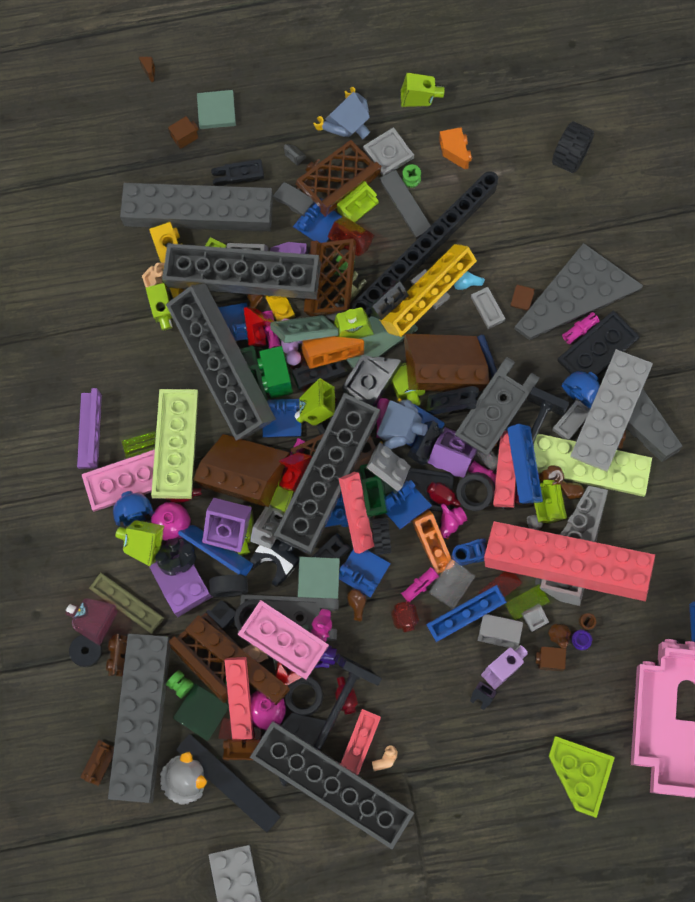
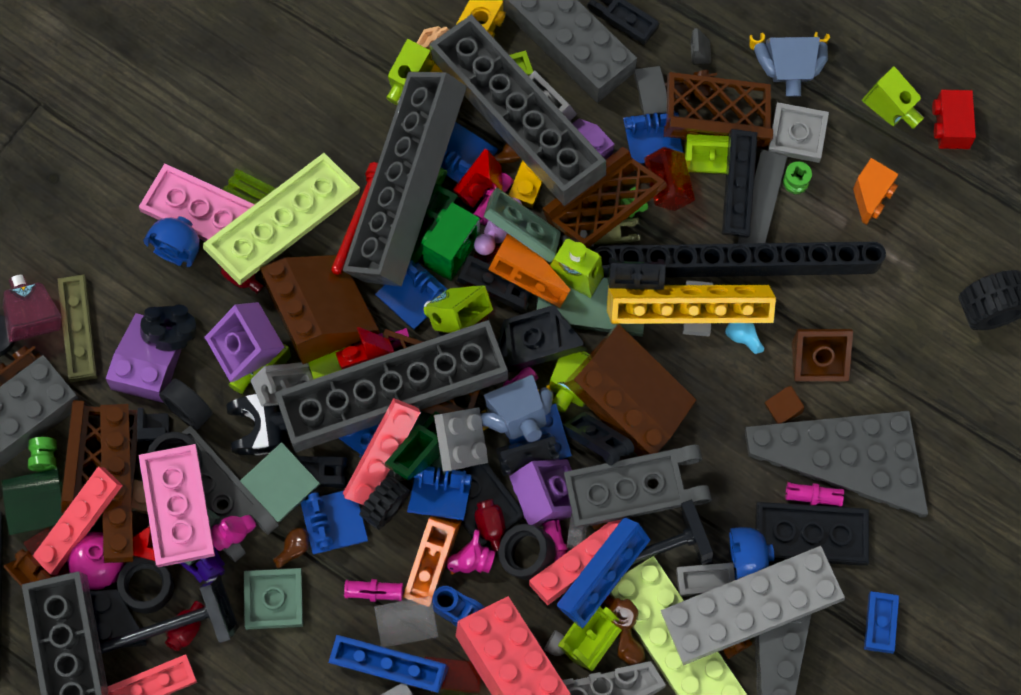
camera: 35 degrees right, 5 degrees down
(89, 430) = (218, 130): medium lavender fence -> none
(141, 540) = (151, 280): lime torso -> none
(173, 518) = (201, 290): dark pink cylinder -> none
(198, 378) = (340, 259): none -> red piece
(225, 556) = (213, 378): blue slope -> none
(374, 638) = (273, 598): none -> sand green tile
(388, 205) = (739, 183): none -> black tile
(405, 616) = (325, 606): clear red head -> none
(458, 73) = (954, 119): none -> red brick
(487, 307) = (738, 382): light grey tile -> none
(487, 354) = (689, 425): dark blue bar -> none
(515, 255) = (822, 354): none -> reddish brown slope
(674, 359) = (881, 622): none -> blue plate

